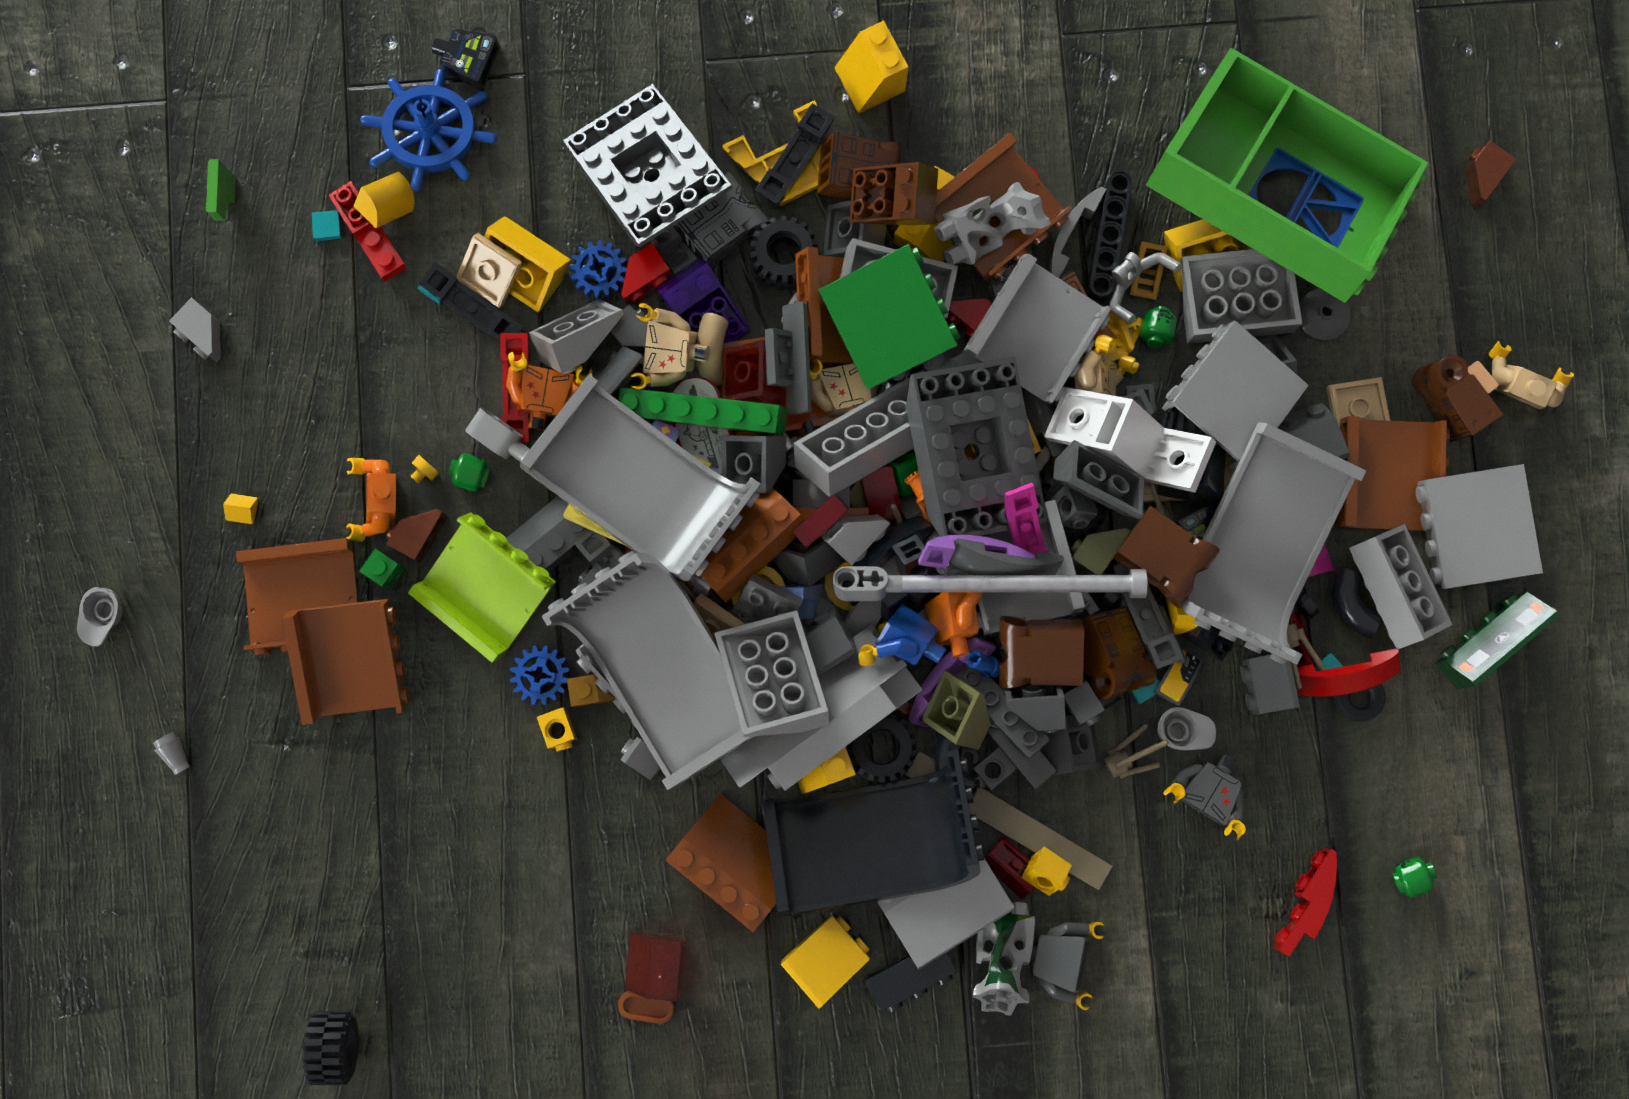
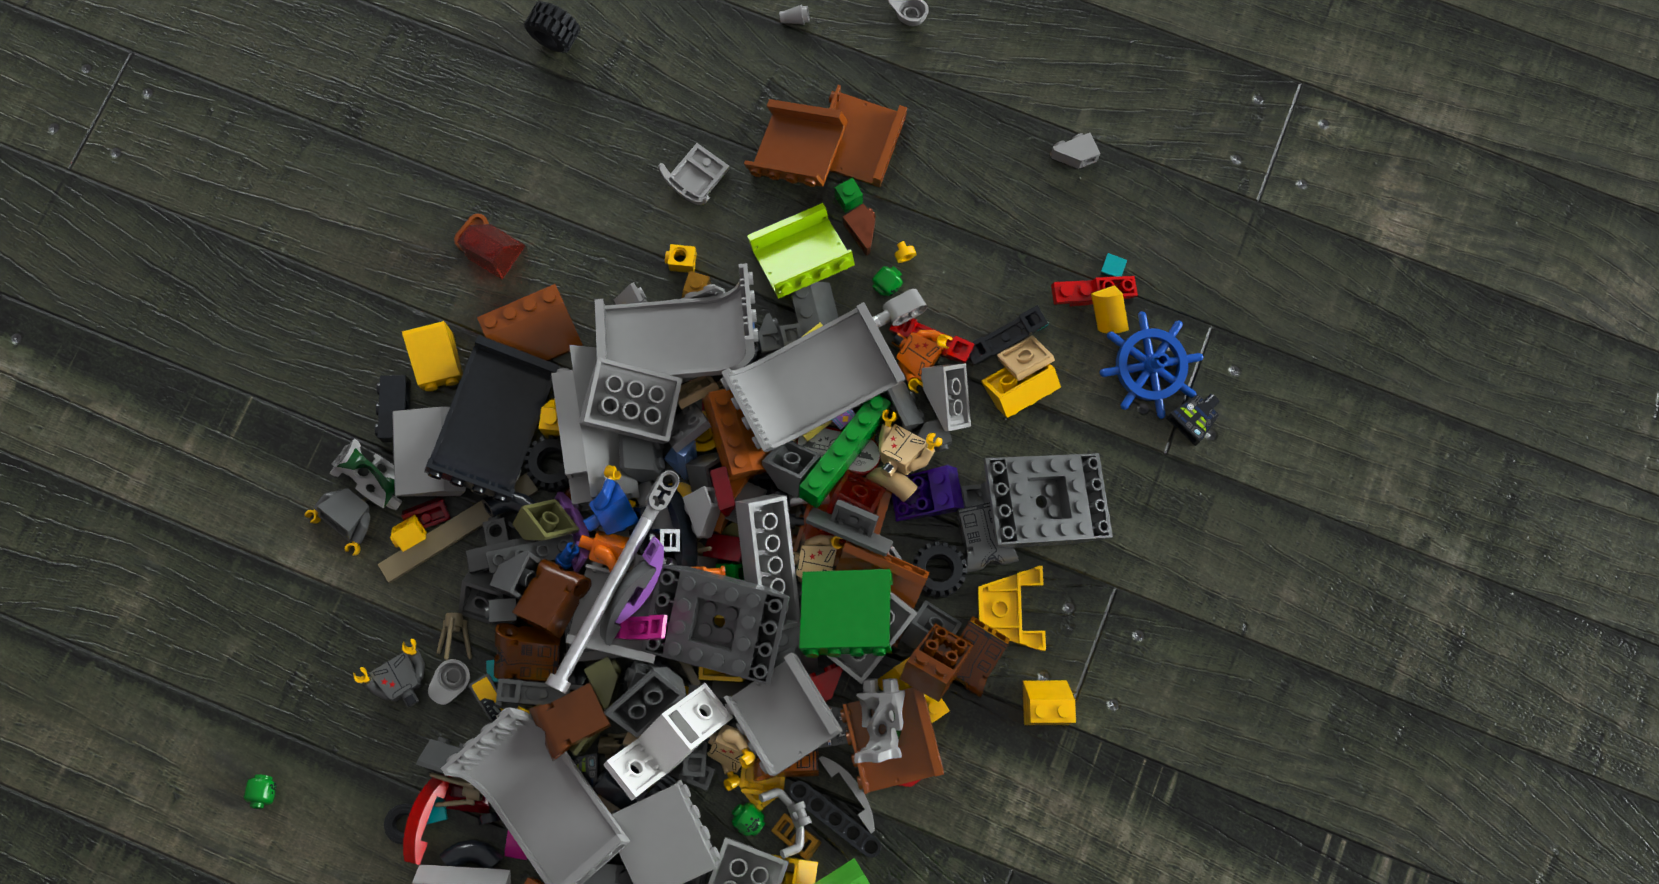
camera: 115 degrees right, 5 degrees down
(219, 189) = (1170, 204): bright green tile -> none
(240, 508) = (938, 126): yellow slope -> none
(379, 498) = (900, 214): orange torso -> none
(442, 766) = (695, 175): none -> light grey piece
(543, 658) = (718, 257): blue gear -> none
(589, 274) = (982, 434): blue gear -> none
(644, 272) = (971, 462): red slope -> none
(796, 155) = (1006, 612): black slope -> none
(1317, 892) = (289, 714): red slope -> none

